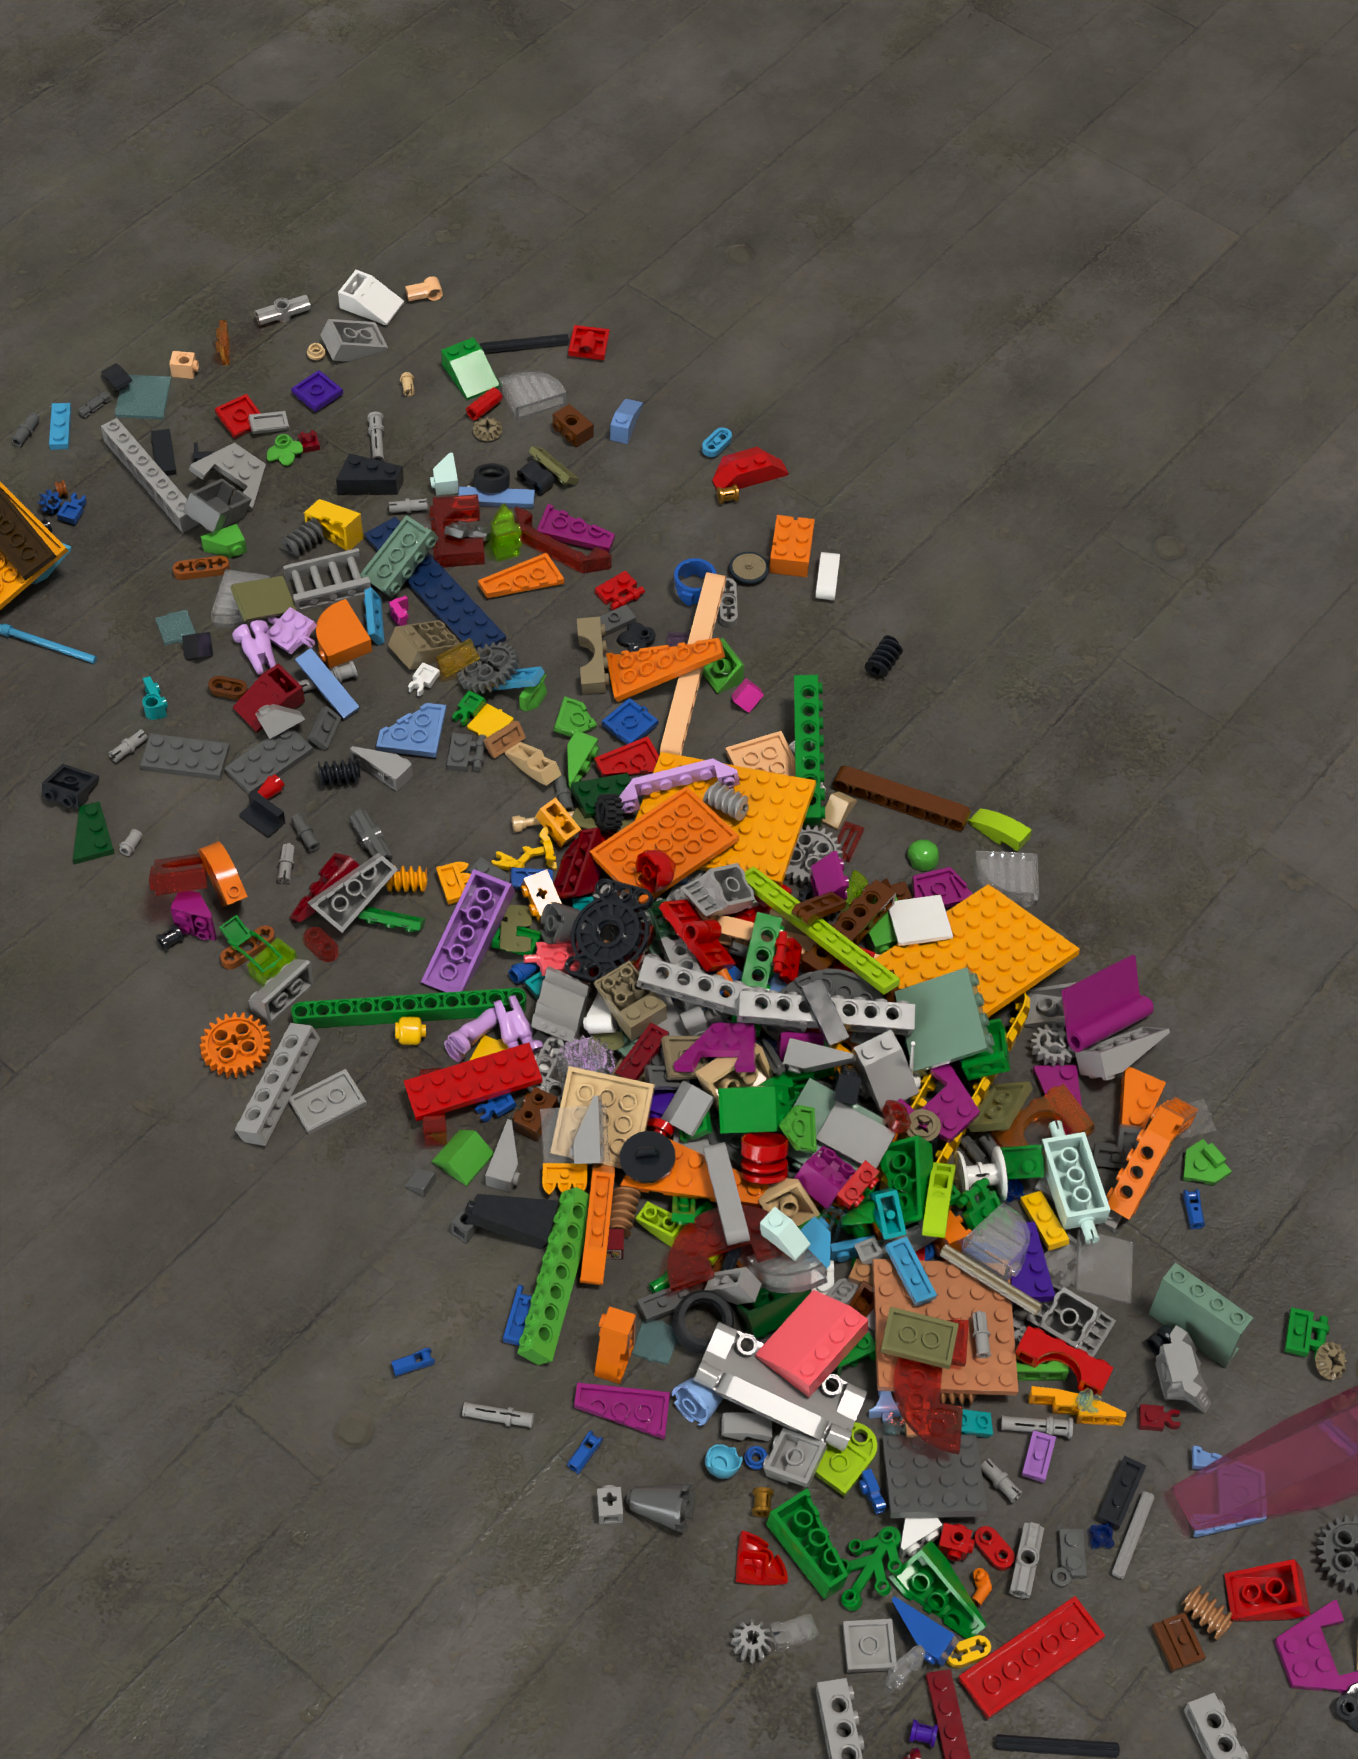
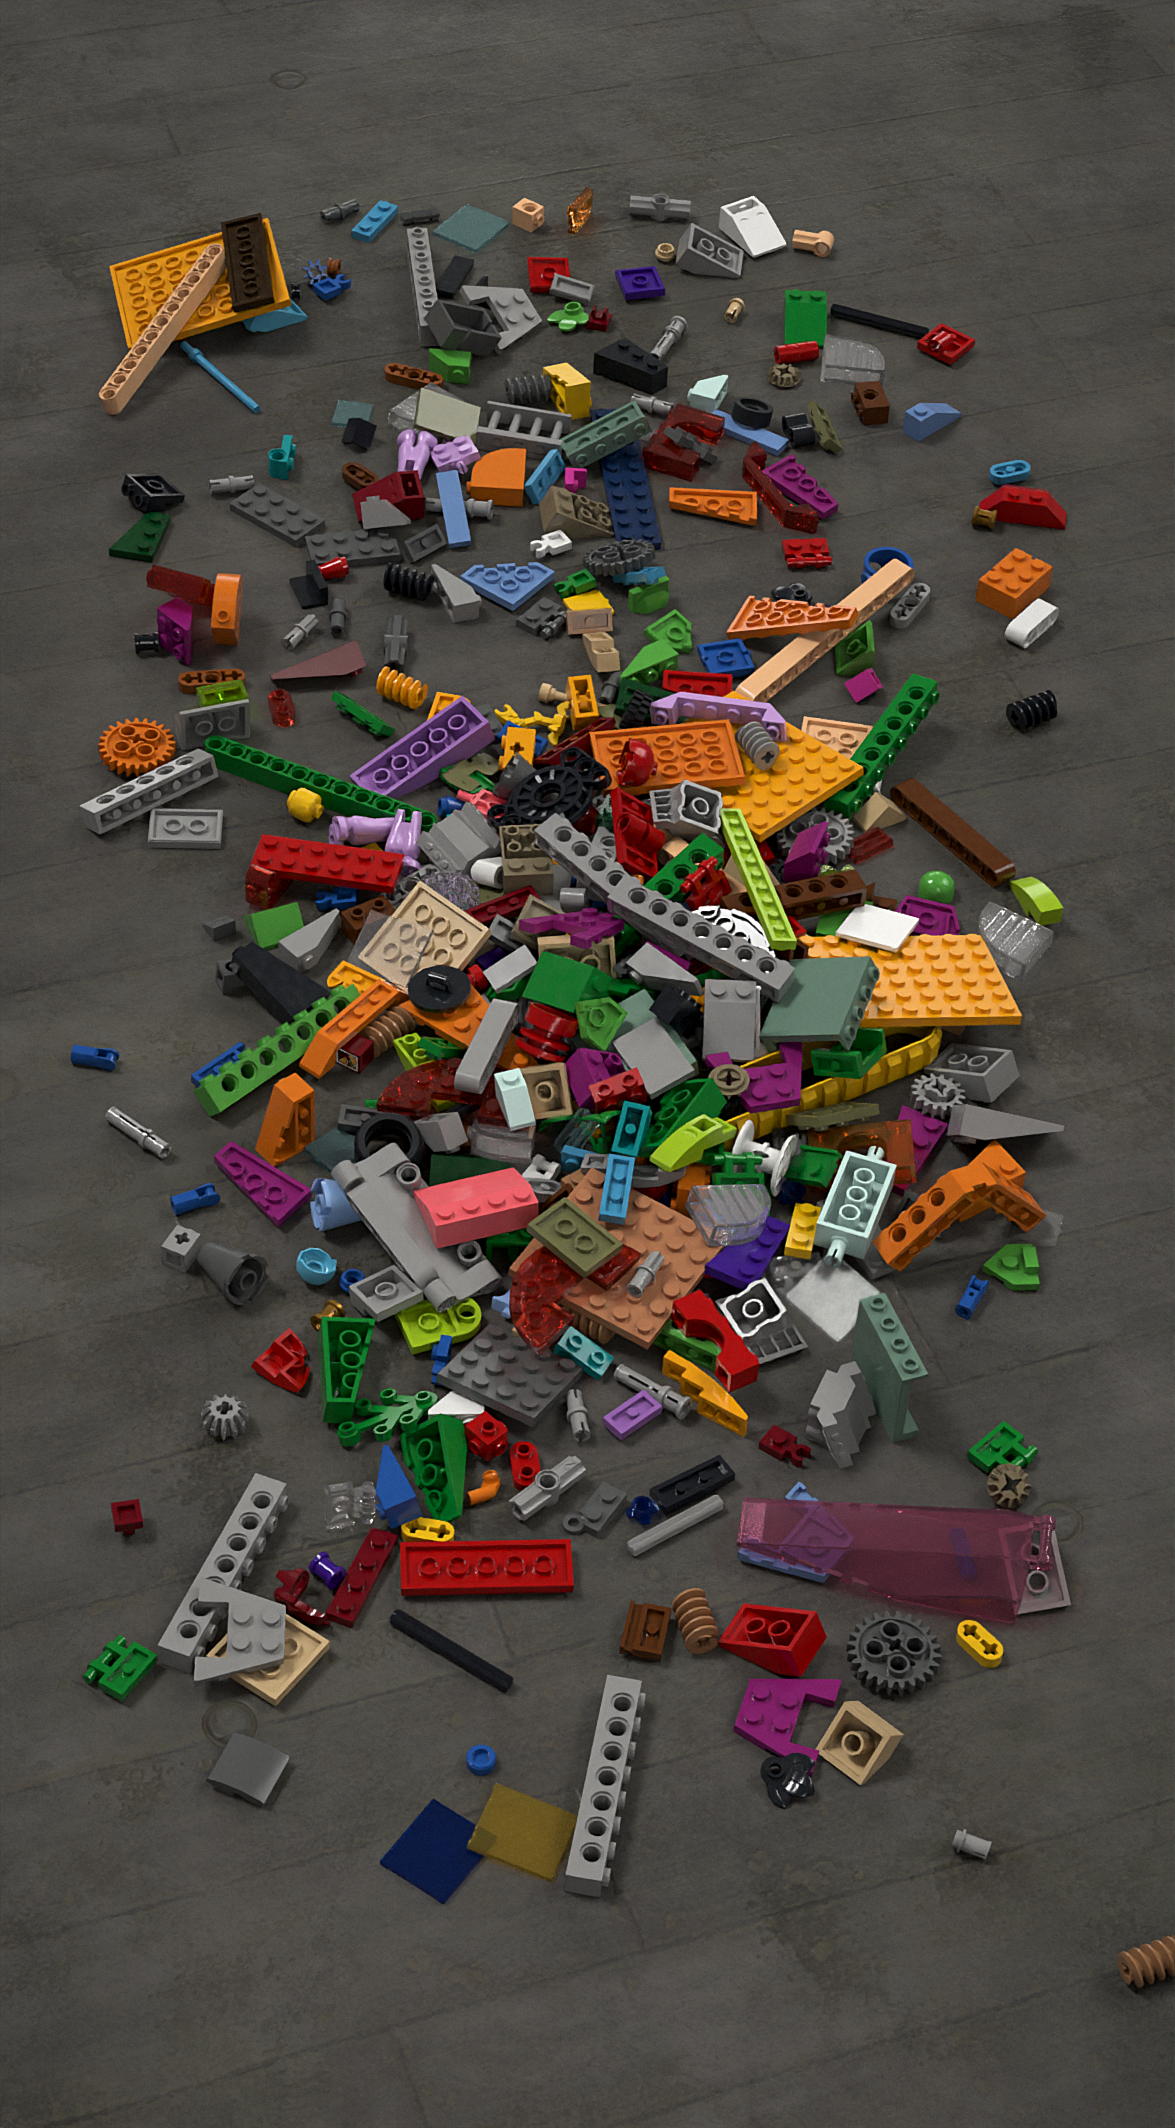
camera: 30 degrees right, 10 degrees down
(117, 377) = (456, 201): black slope -> none
(128, 846) = (172, 557): light grey pin -> none
(237, 934) = (208, 662): green piece -> none
(351, 894) = (333, 671): light grey wedge -> none
(458, 657) = (597, 538): clear yellow plate -> none
(505, 534) = (724, 458): clear neon green slope -> none
(589, 1139) = (397, 951): light grey slope -> none
(593, 674) = (720, 606): dark tan arch -> none
(617, 619) = (780, 574): dark grey plate -> none
(743, 1425) = (359, 1247): light grey slope -> none
(749, 567) = (955, 585): dark tan wheel -> none
(793, 1632) = (269, 1430): clear leg -> none
(818, 907) = (769, 858): reddish brown plate -> none
(819, 1237) = (551, 1130): dark azure slope -> none
(824, 1012) = (694, 931): tile -> none
(869, 1645) = (332, 1468): light grey plate -> none
(893, 1427) = (504, 1319): clear light blue plate -> none
(896, 1116) = (705, 1058): clear red plate -> none
(990, 1279) = (694, 1237): dark tan axle -> none
(1085, 1400) = (712, 1380): clear light blue plate -> none
(1104, 1004) = (1012, 1074): magenta door -> none

